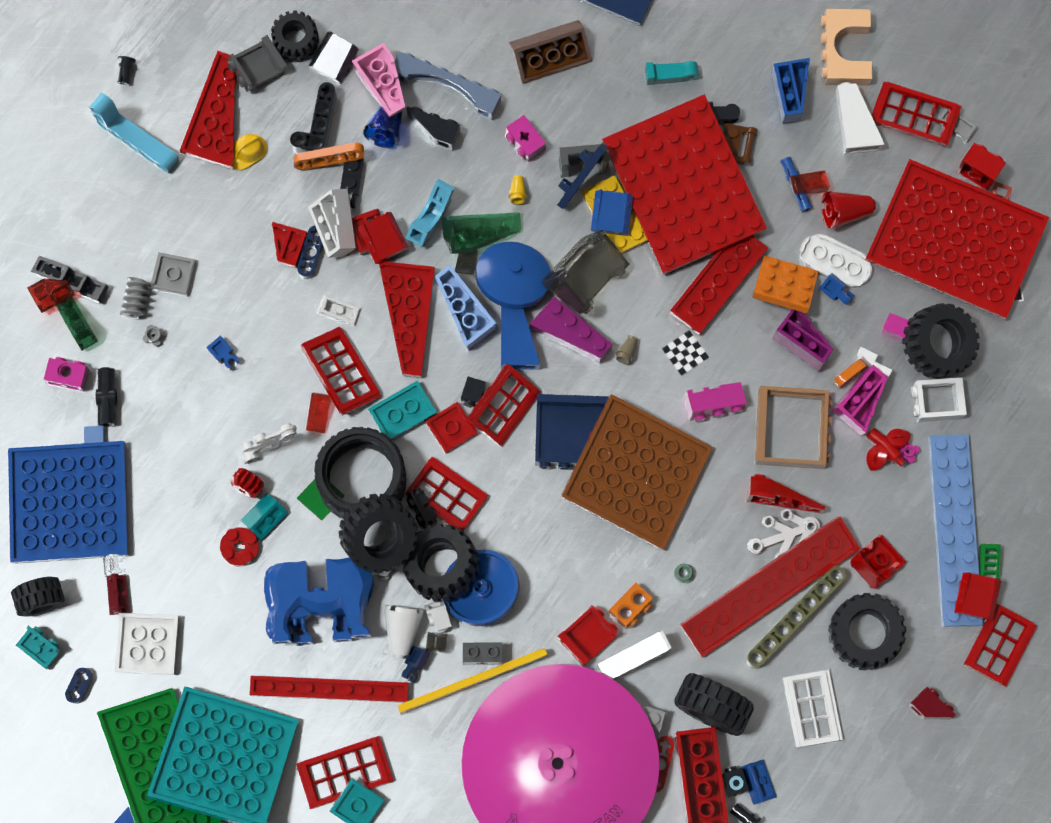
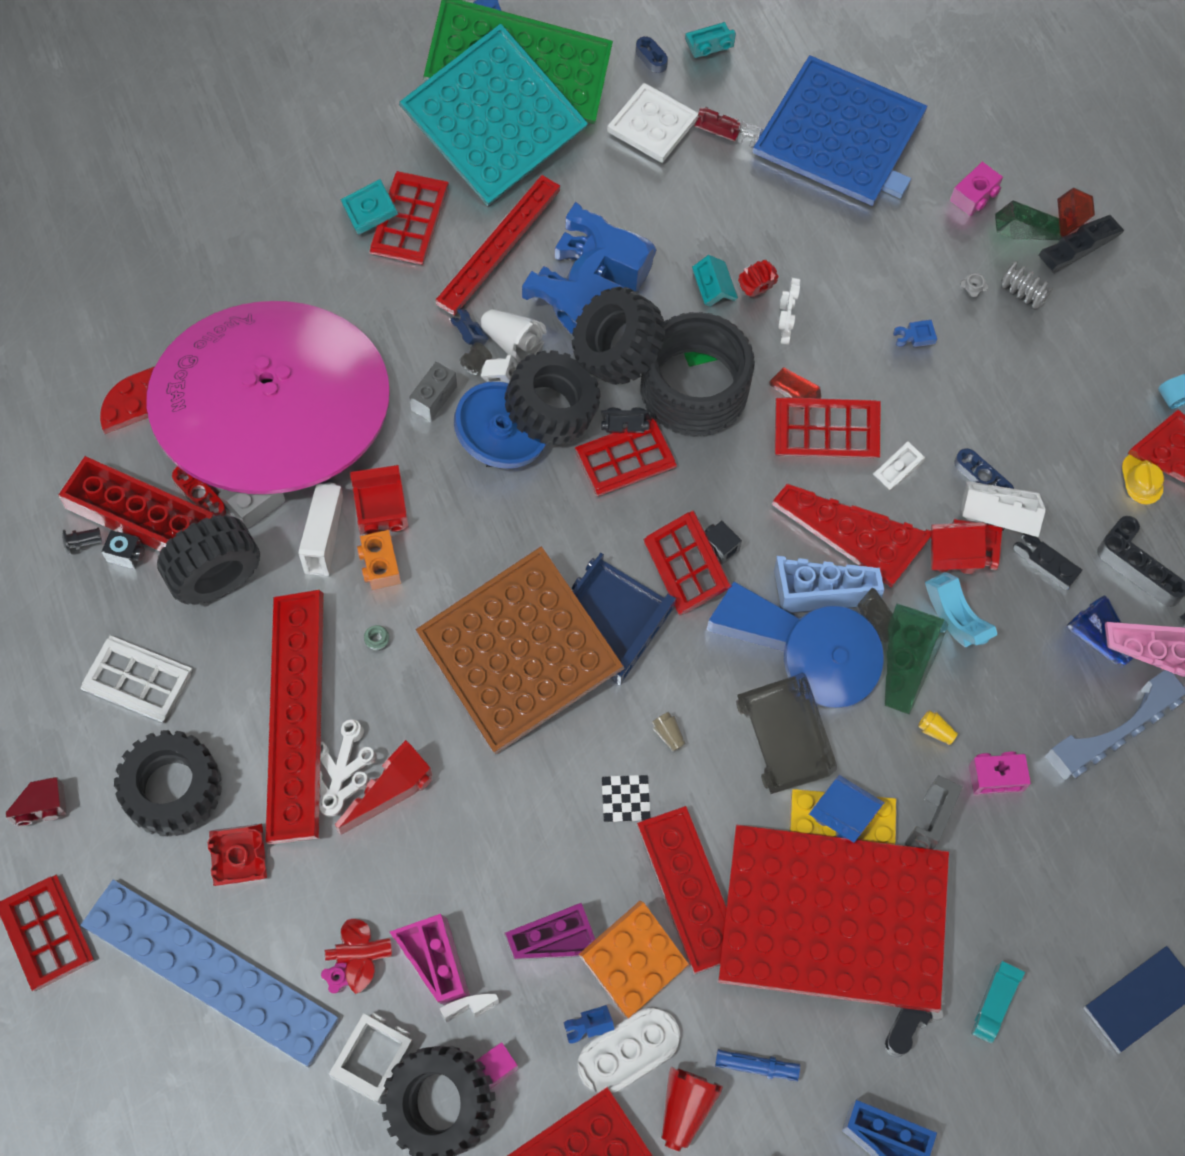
camera: 120 degrees right, 10 degrees down
(37, 596) = (758, 51): black tyre -> none
(106, 397) = (931, 210): black piece -> none
(172, 274) = (1033, 336): light grey tile -> none
(246, 555) = (696, 234): red plate -> none
(288, 243) = (1006, 456): red wing -> none
(310, 159) = (1090, 548): orange beam -> none
(402, 410) = (744, 463): teal plate -> none
(438, 130) = (1063, 681): black slope -> none
(451, 427) = (697, 495): red tile -> none
(472, 681) = (412, 370): yellow tile -> none
(550, 51) = (1101, 871): reddish brown slope -> none
(568, 329) = (725, 679): magenta wedge -> none
(590, 160) = (924, 810): dark blue hinge -> none
(715, 401) = (544, 785): dark pink wedge -> none
(733, 137) = (860, 1021): reddish brown plate -> none
(758, 782) = (106, 577): blue slope -> none
(804, 612) = (247, 731): olive beam -> none
(810, 183) = (748, 1079): clear red slope -> none
(825, 421) = (480, 821): medium nougat window -> none
(850, 373) = (476, 969): orange beam -> none
(977, 596) = (112, 935): red slope -> none
(996, 556) = (155, 998): green slope -> none

